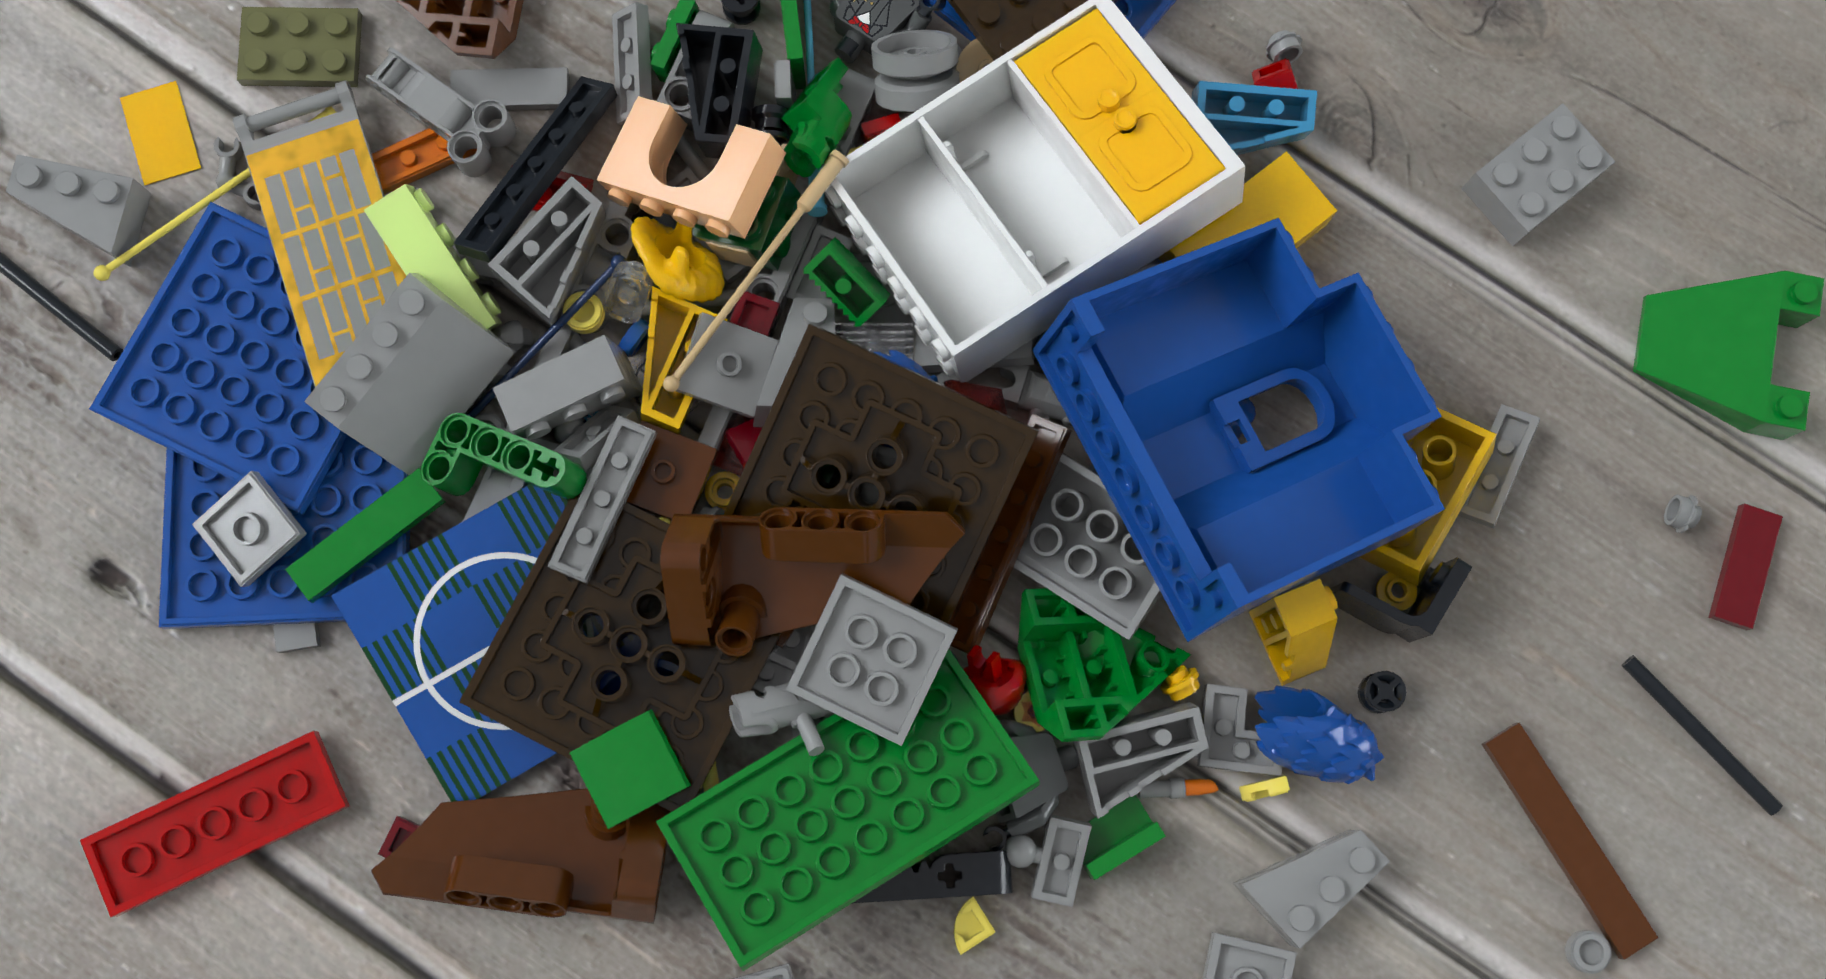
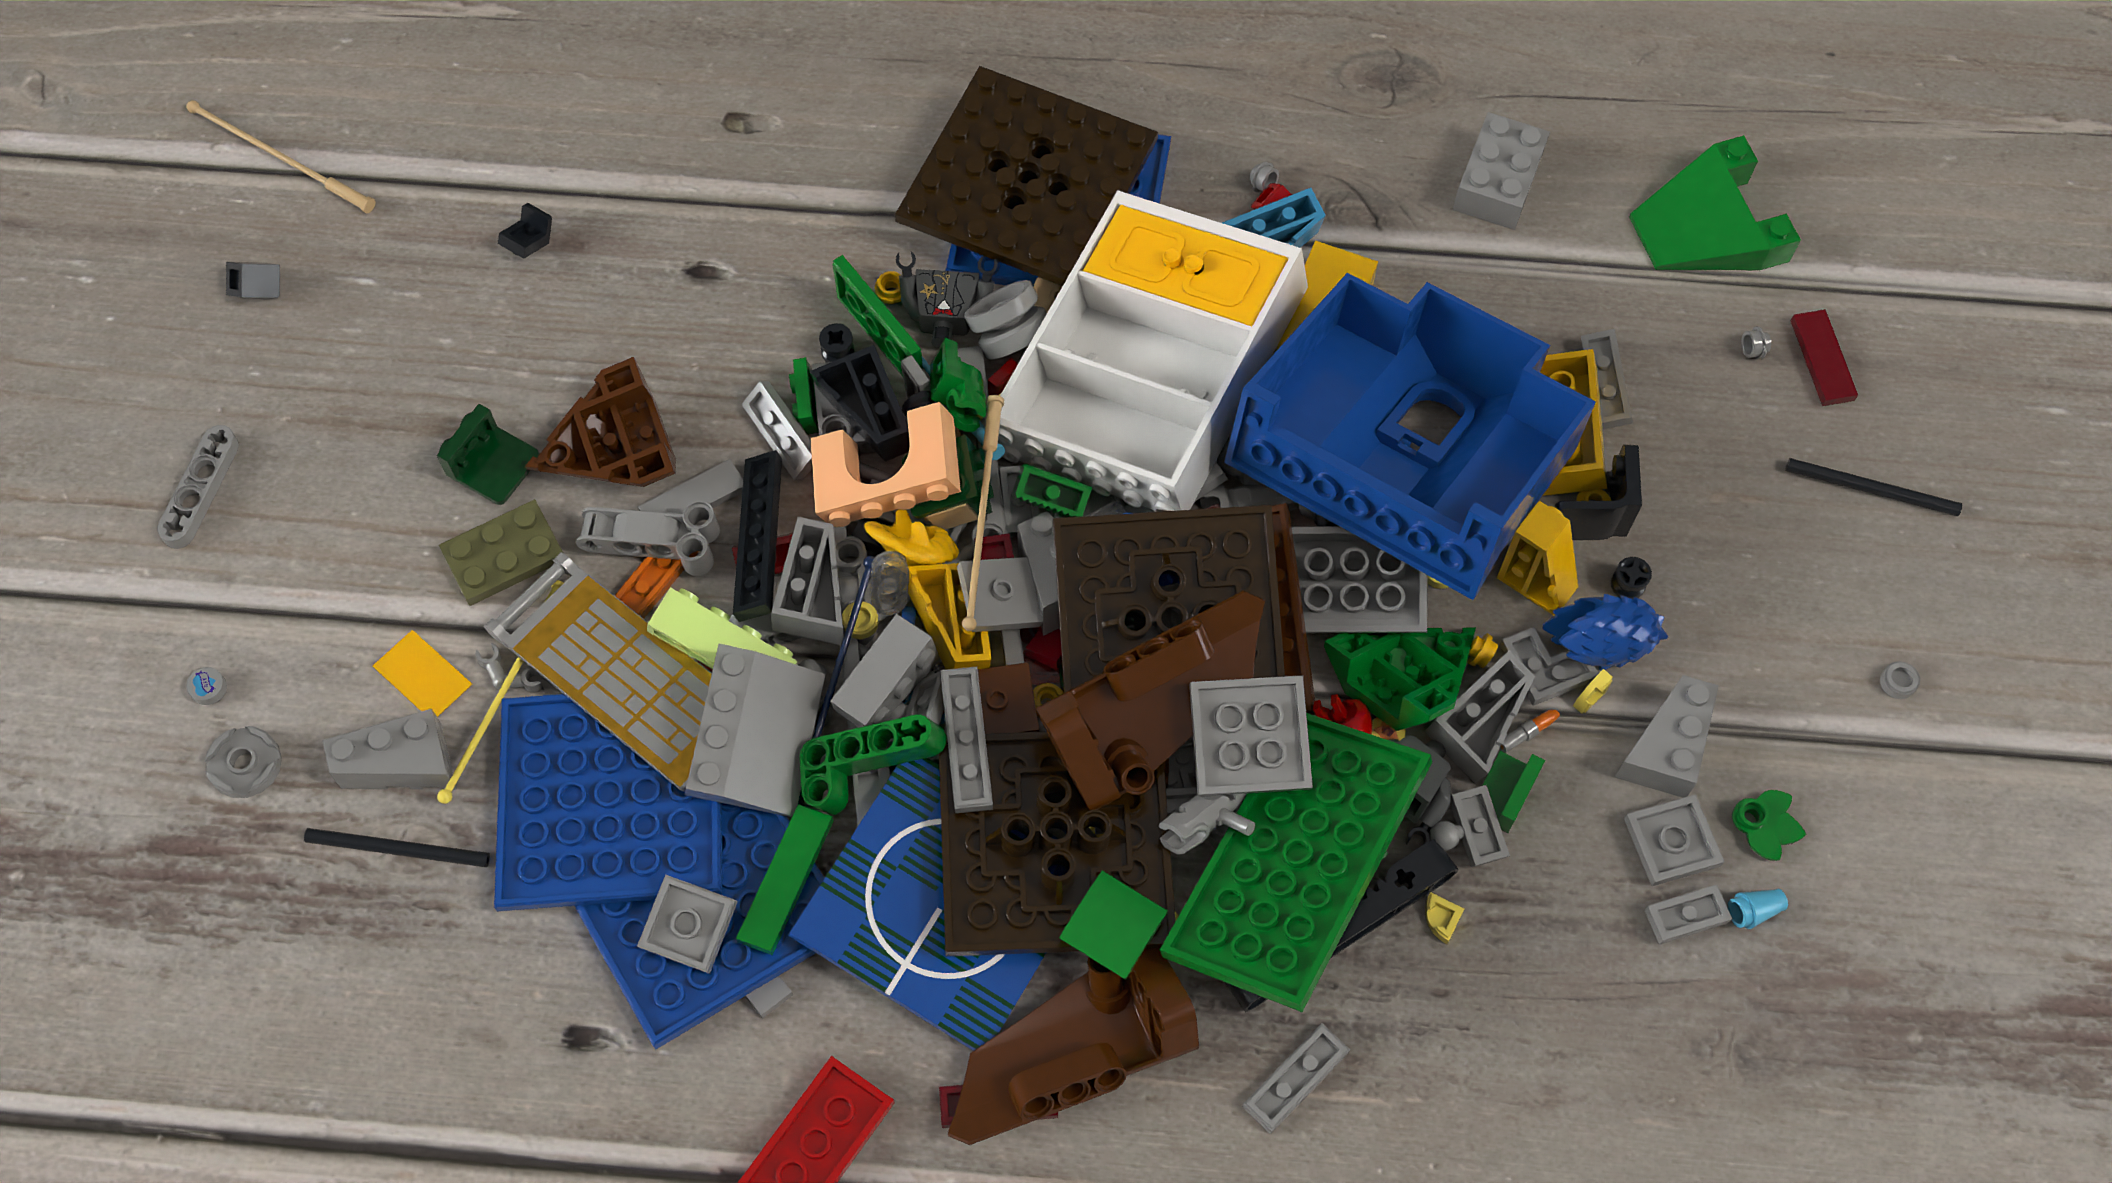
camera: 25 degrees left, 15 degrees down
(1570, 841) = (1833, 609): reddish brown tile -> none

